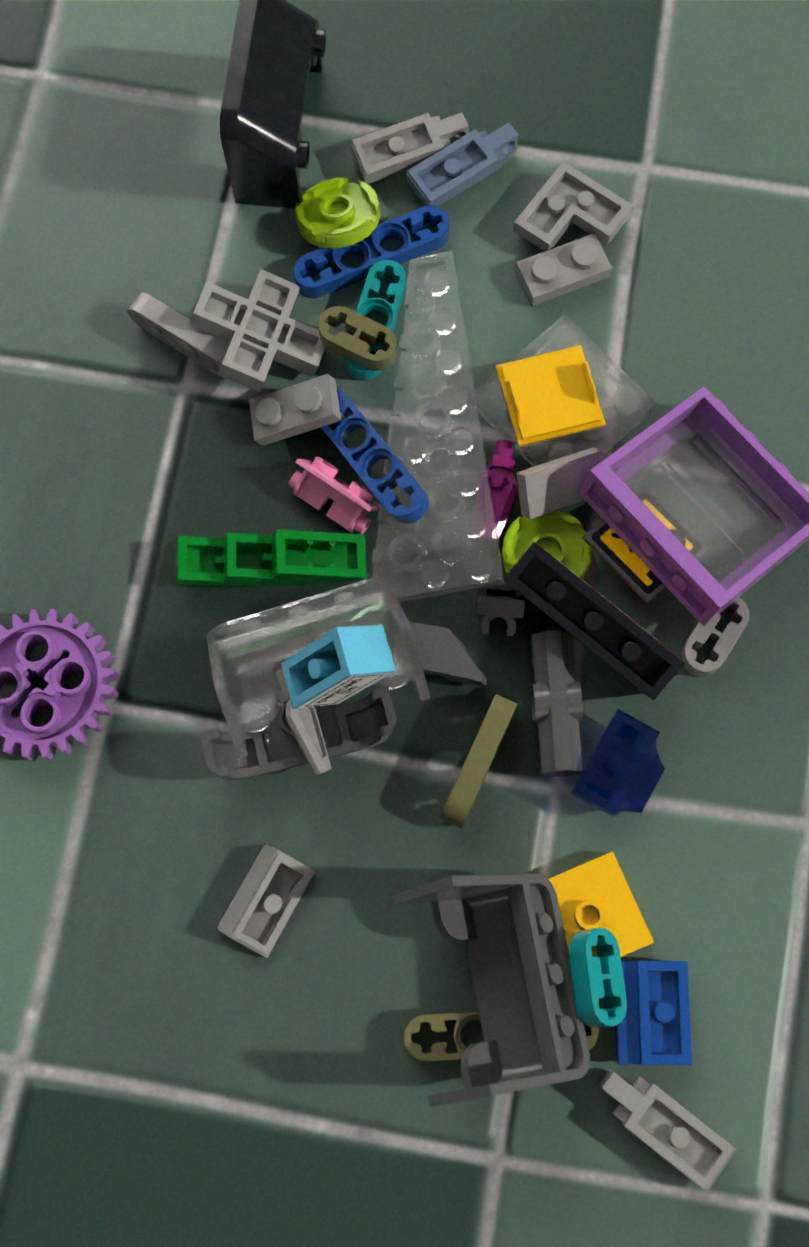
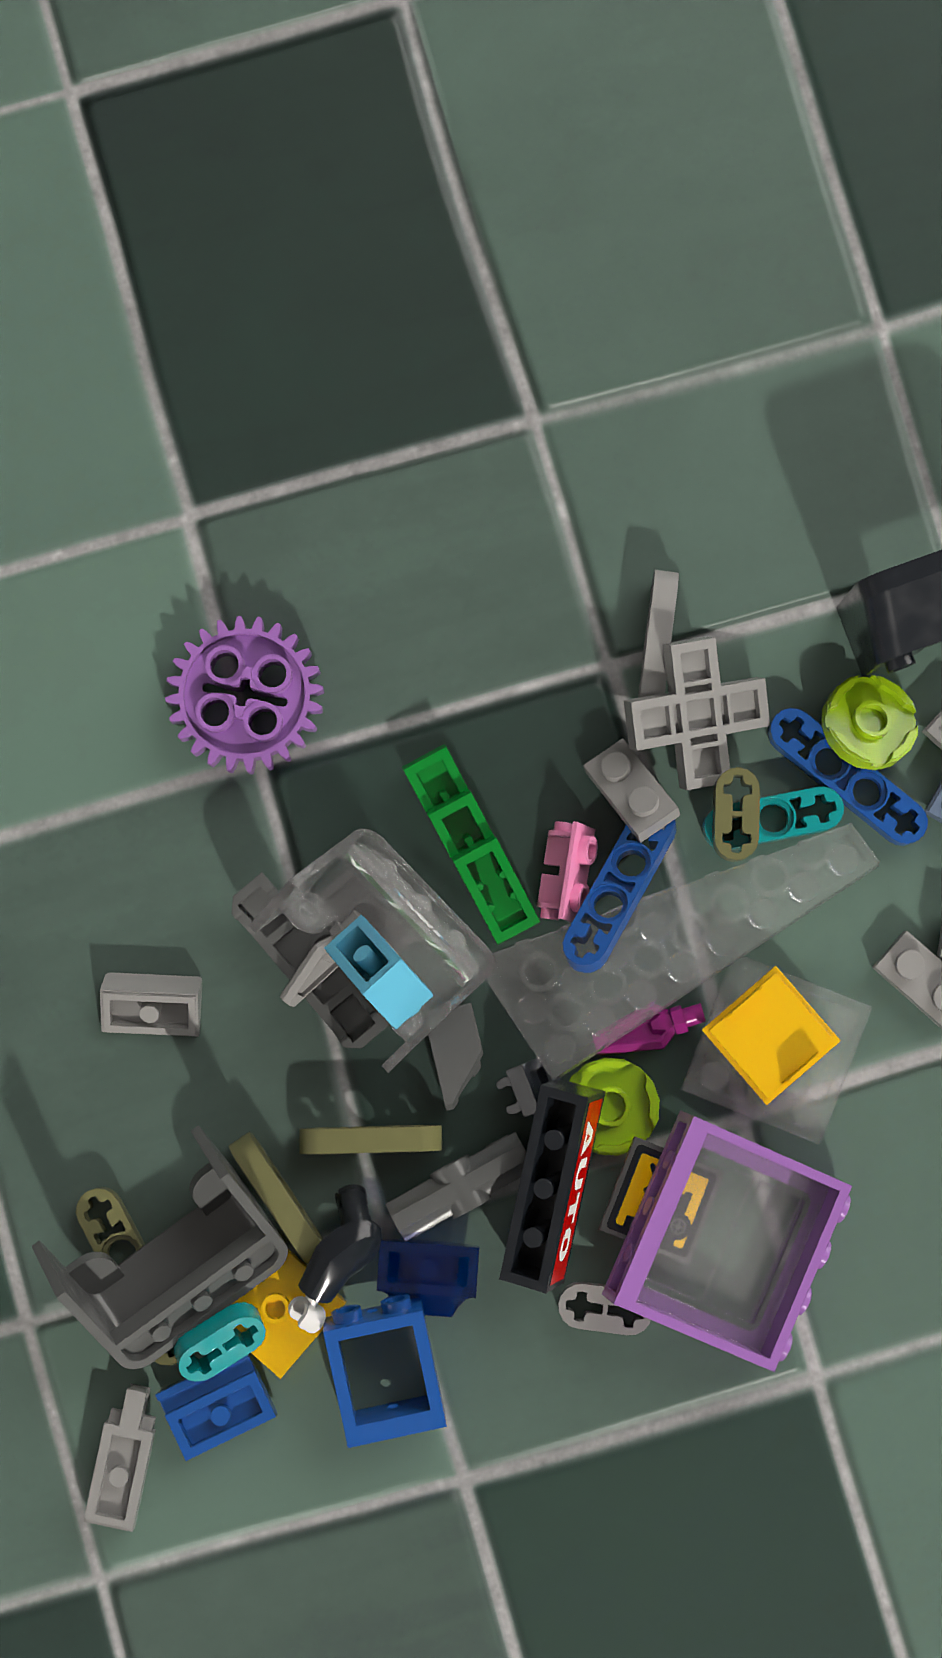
camera: 65 degrees right, 10 degrees up
(517, 860) = (276, 1195): none -> olive beam
(555, 483) = (681, 1086): light grey tile -> none
(572, 835) = (337, 1258): none -> black arm
(734, 852) = (397, 1417): none -> blue window

